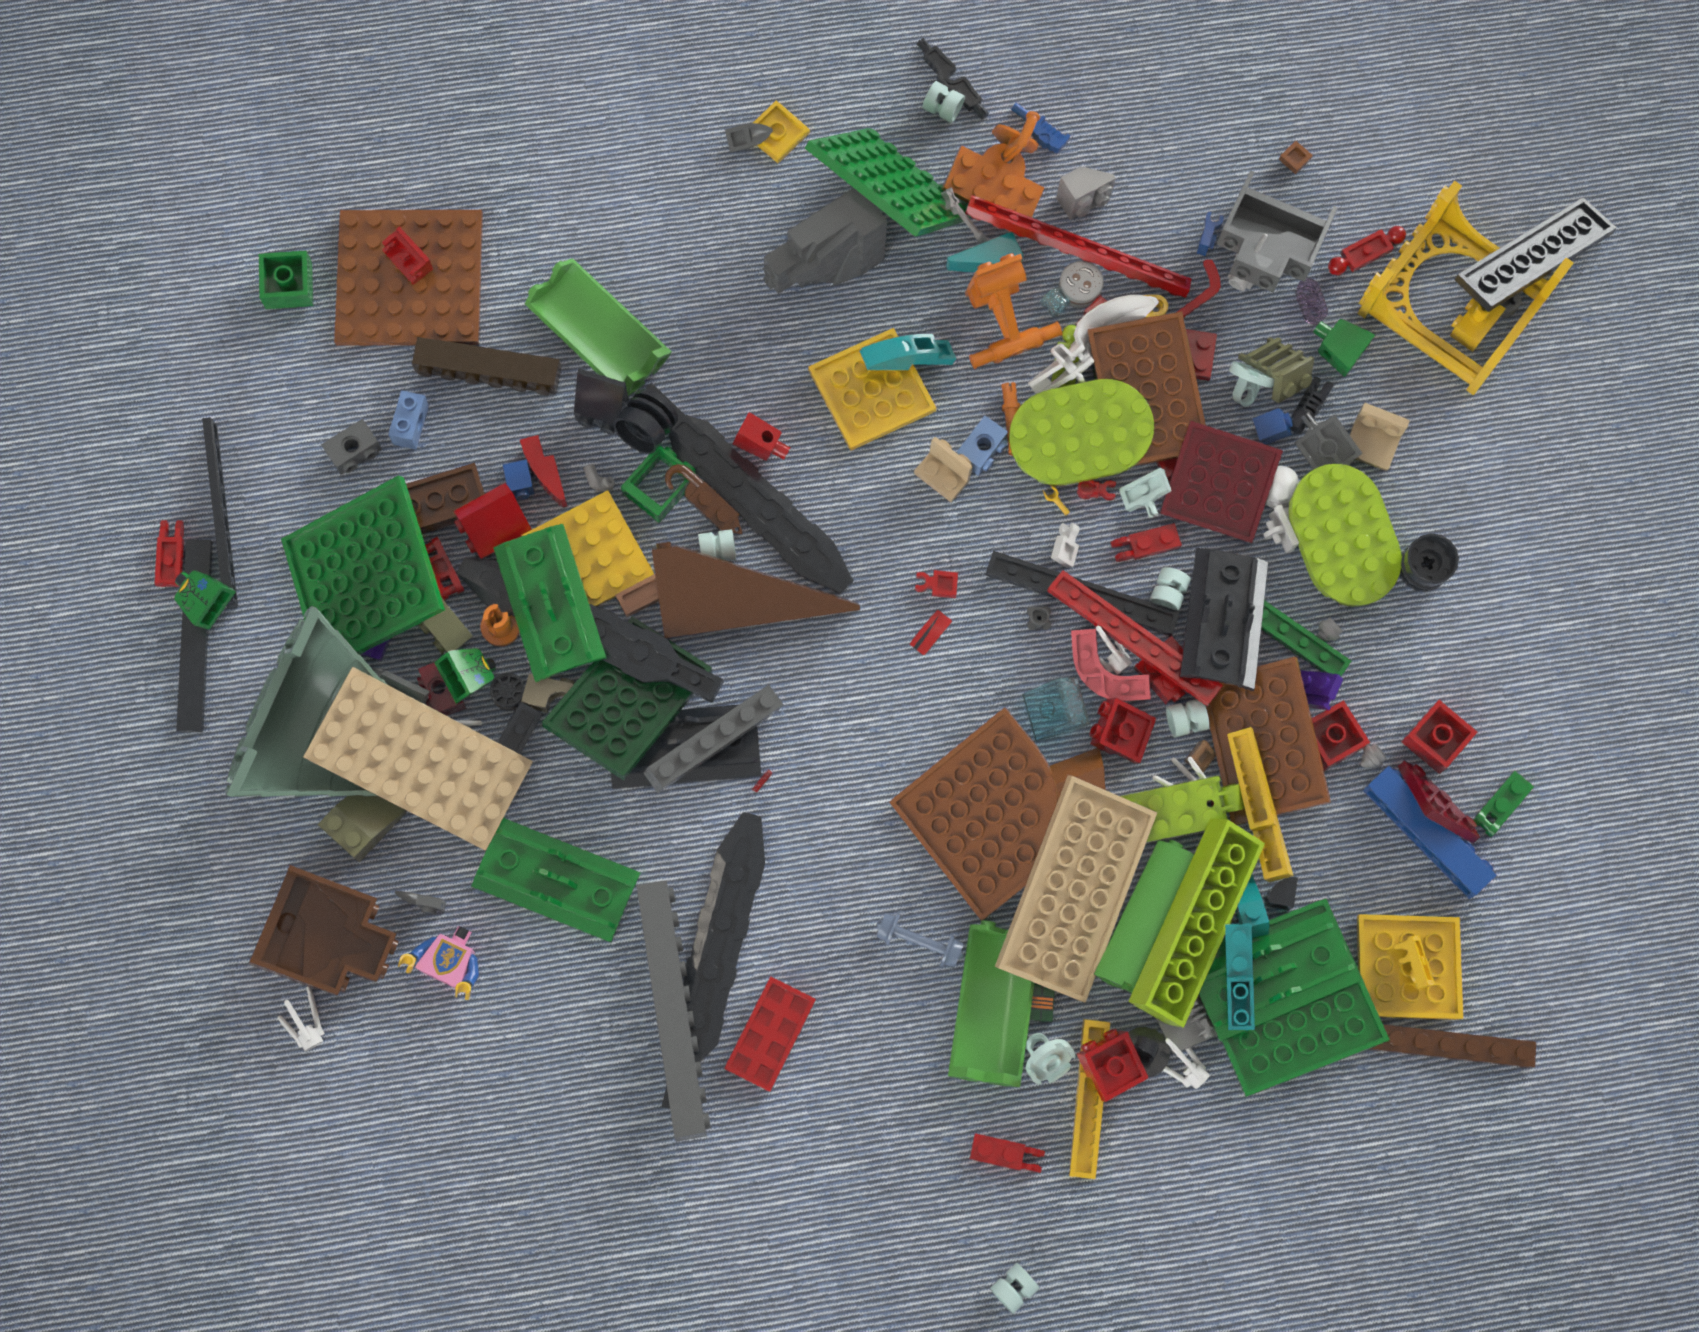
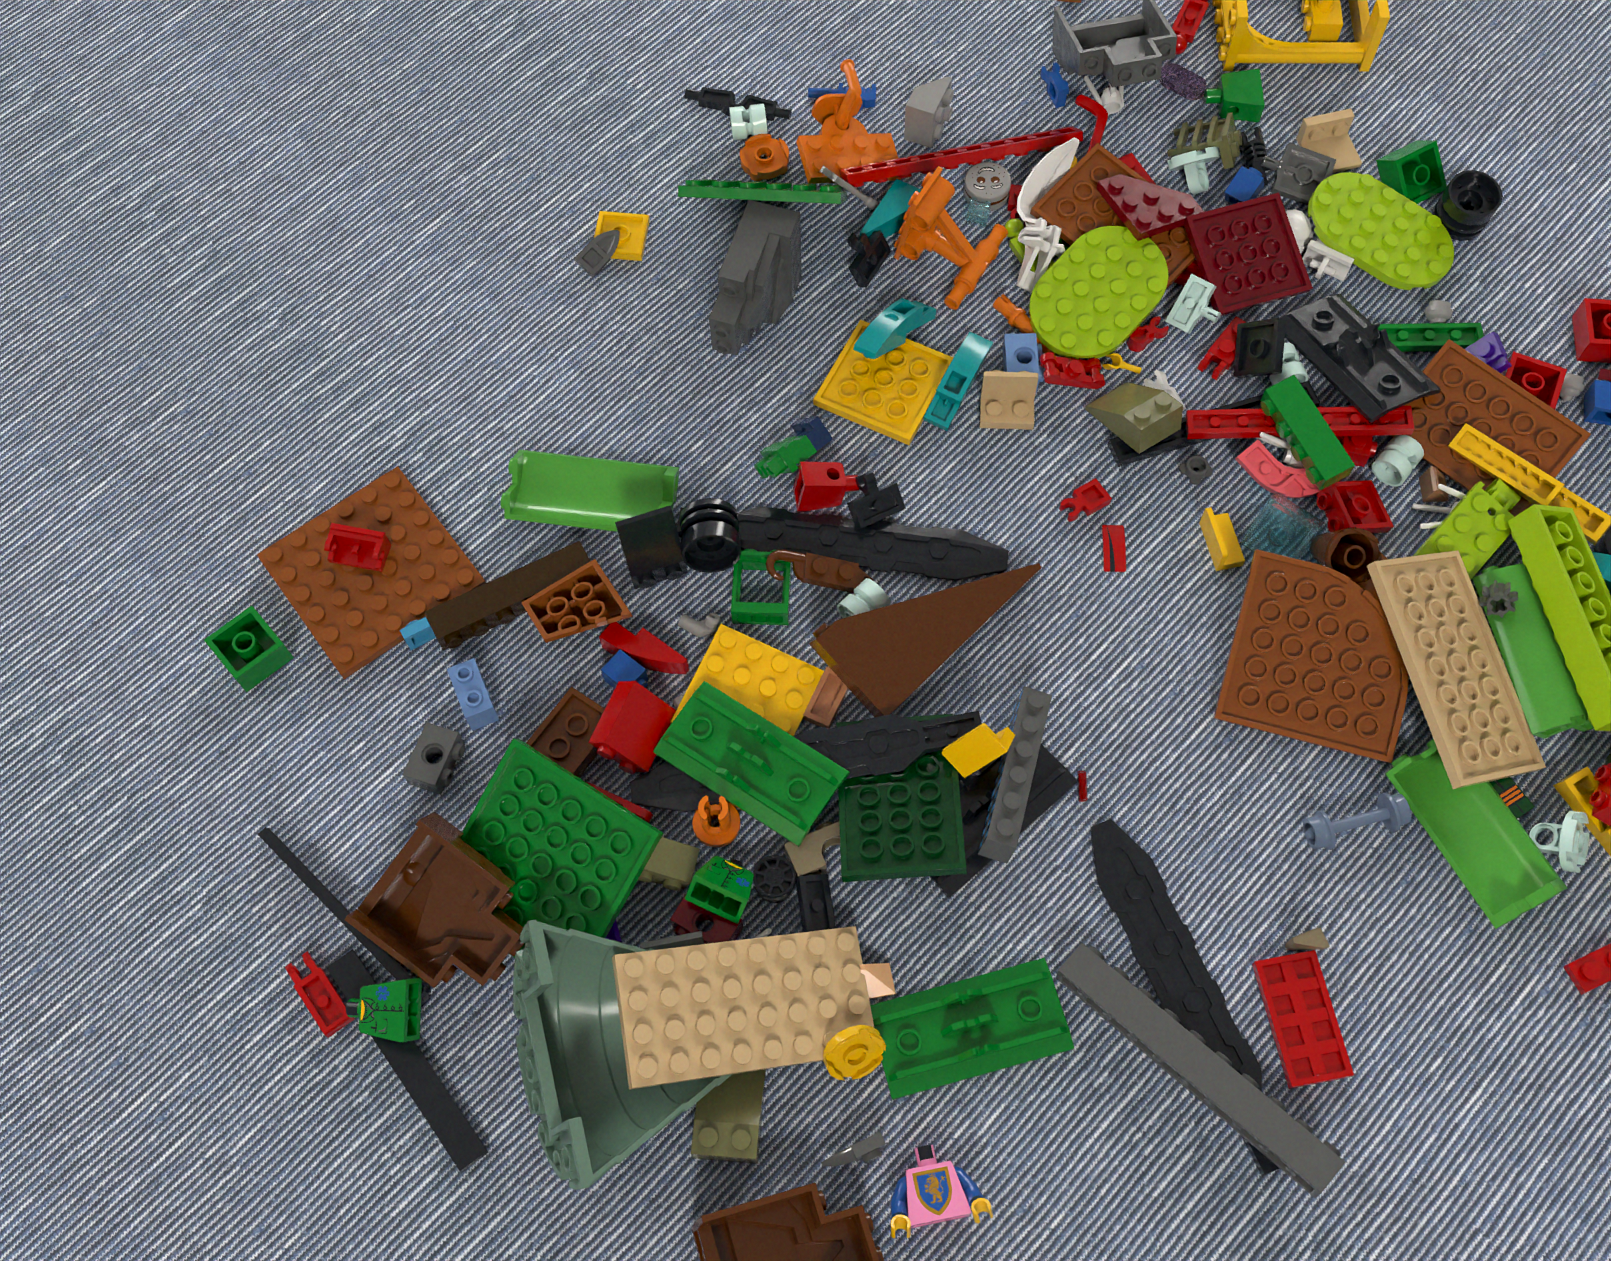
camera: 30 degrees left, 10 degrees down
(278, 554) = (441, 908): none -> reddish brown panel
(403, 347) = (417, 633): none -> dark azure plate
(466, 839) = (854, 1052): none -> yellow tile
(520, 407) = (576, 604): none -> dark orange wedge
(522, 806) = (878, 979): none -> light nougat slope
(697, 704) = (977, 748): none -> yellow panel
(758, 396) = (783, 456): none -> green hips
(785, 478) = (875, 503): none -> black plate
(818, 990) = (1309, 940): none -> dark tan slope
(924, 426) = (957, 381): none -> teal slope
(936, 152) = (764, 168): none -> orange plate
(941, 281) = (870, 257): none -> black plate
(1009, 683) = (1221, 540): none -> yellow panel
(1011, 479) = (1072, 371): none -> red plate
(1027, 546) = (1138, 414): none -> olive slope
(1072, 757) = (1347, 552): none -> reddish brown cone
(1125, 649) = (1306, 433): none -> green brick
(1151, 866) = (1498, 598): none -> dark grey gear
(1159, 561) = (1259, 348): none -> black plate
(1172, 391) = (1146, 206): none -> dark red plate
(1418, 505) = (1414, 170): none -> green slope

